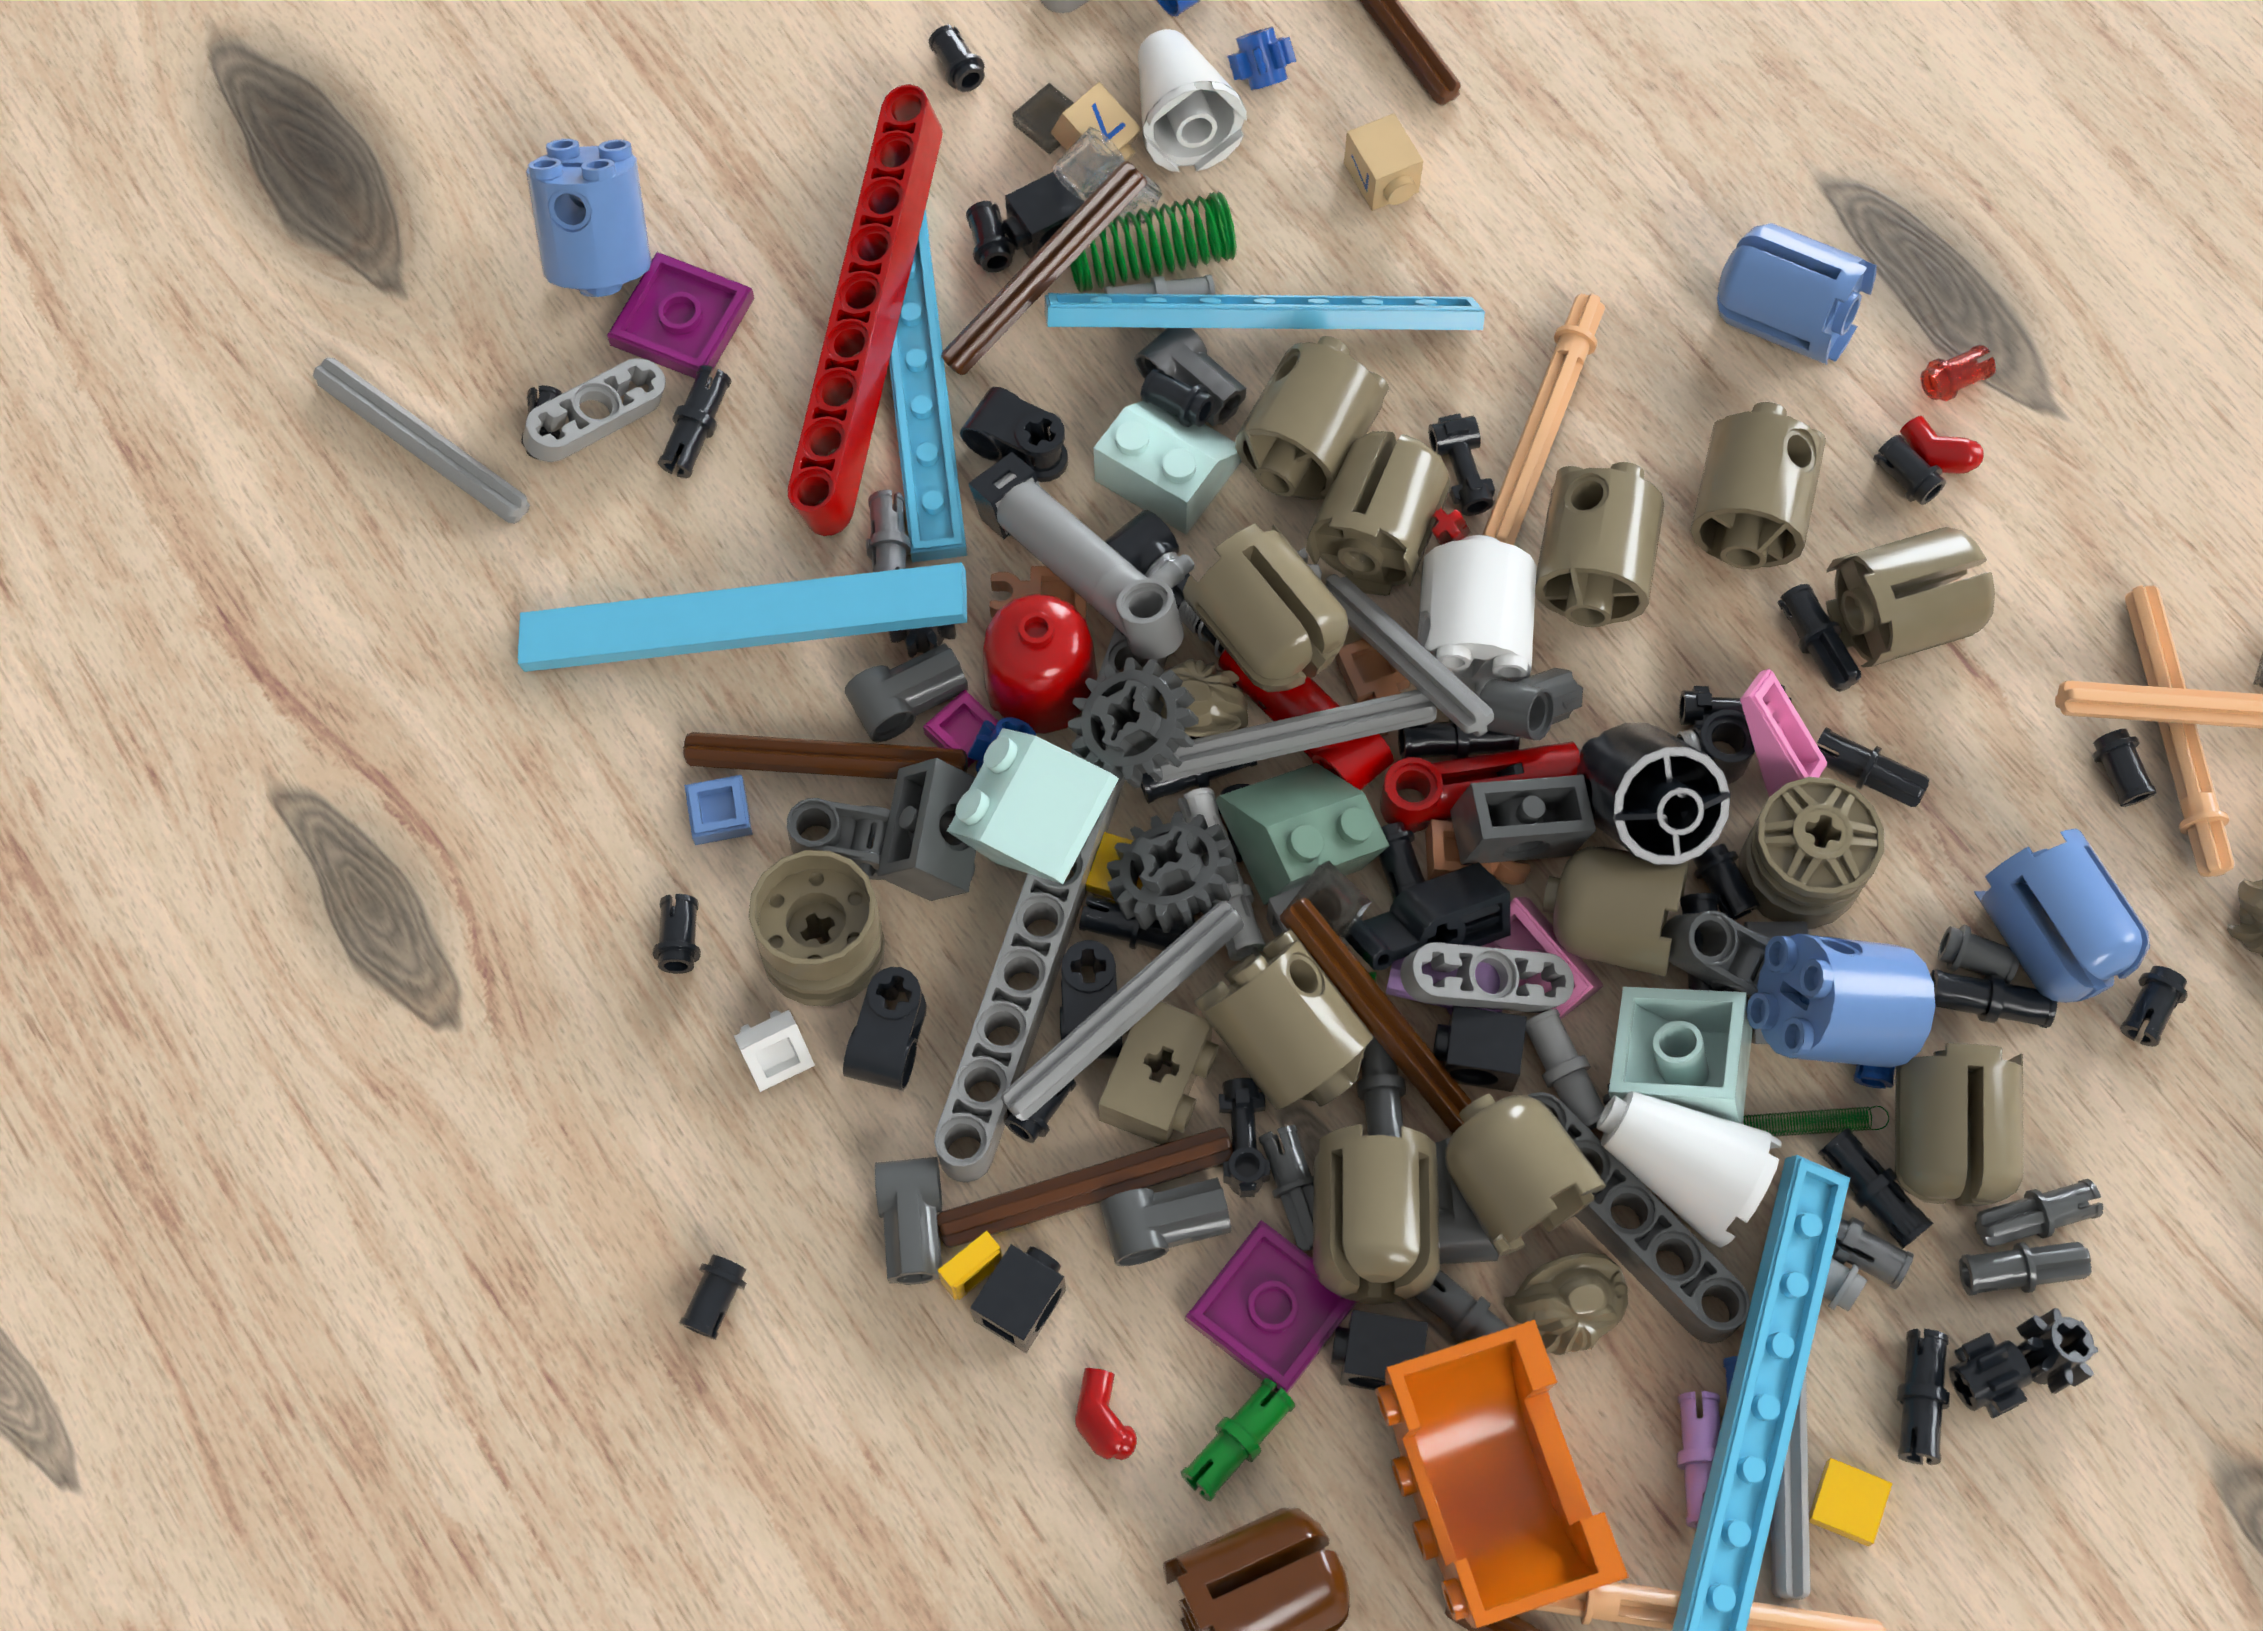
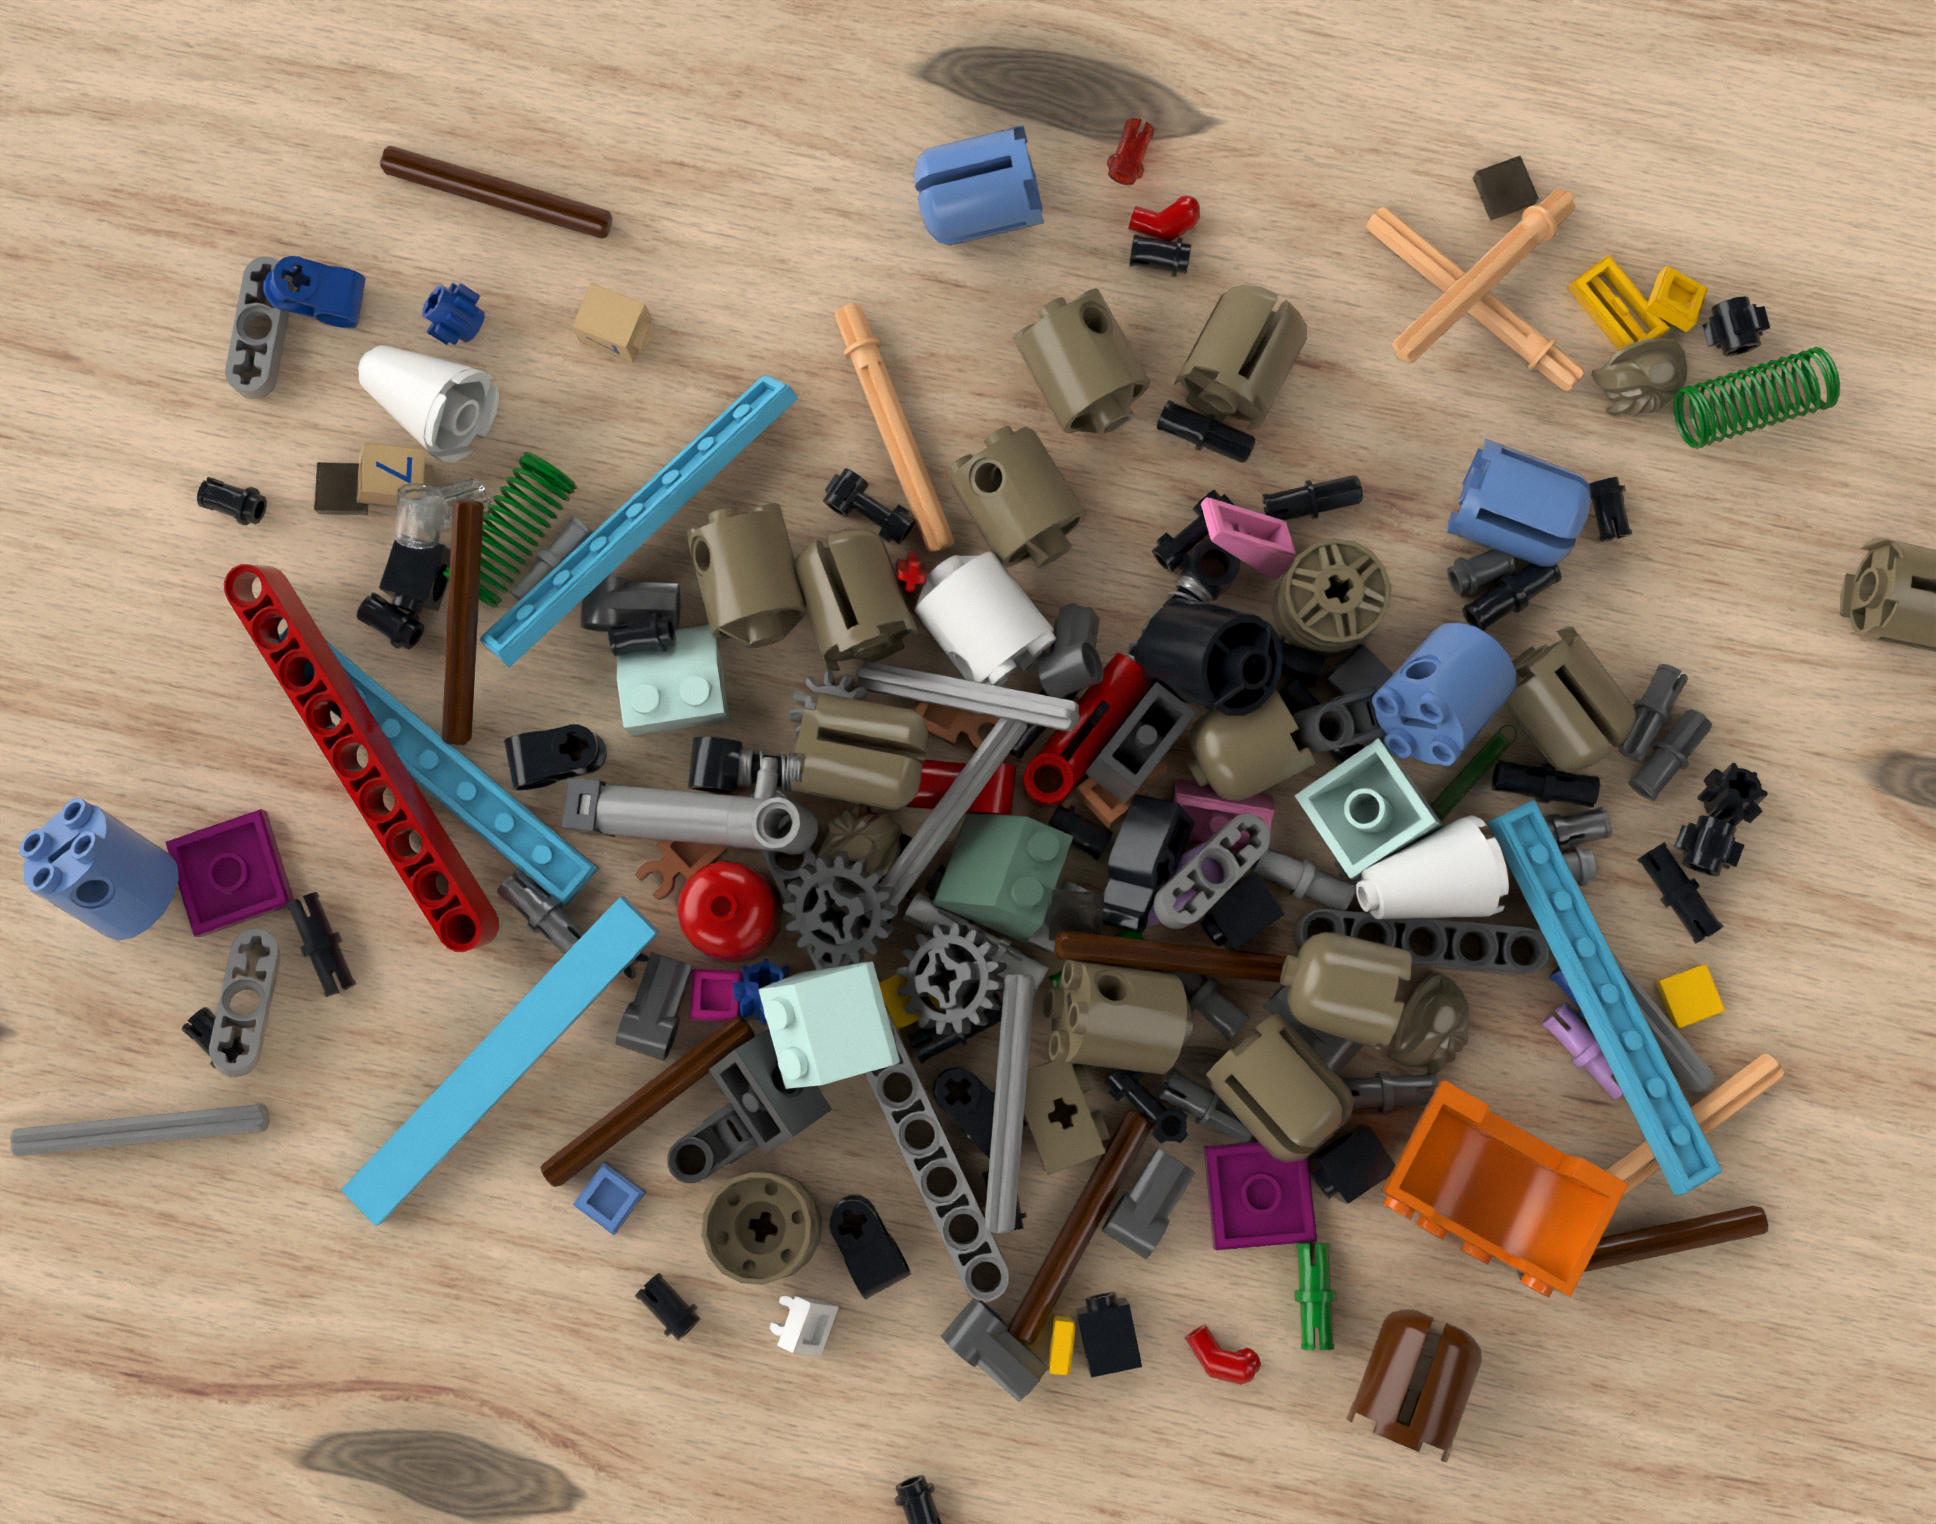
camera: 45 degrees left, 15 degrees up
(2124, 767) = (1463, 356): black pin -> none

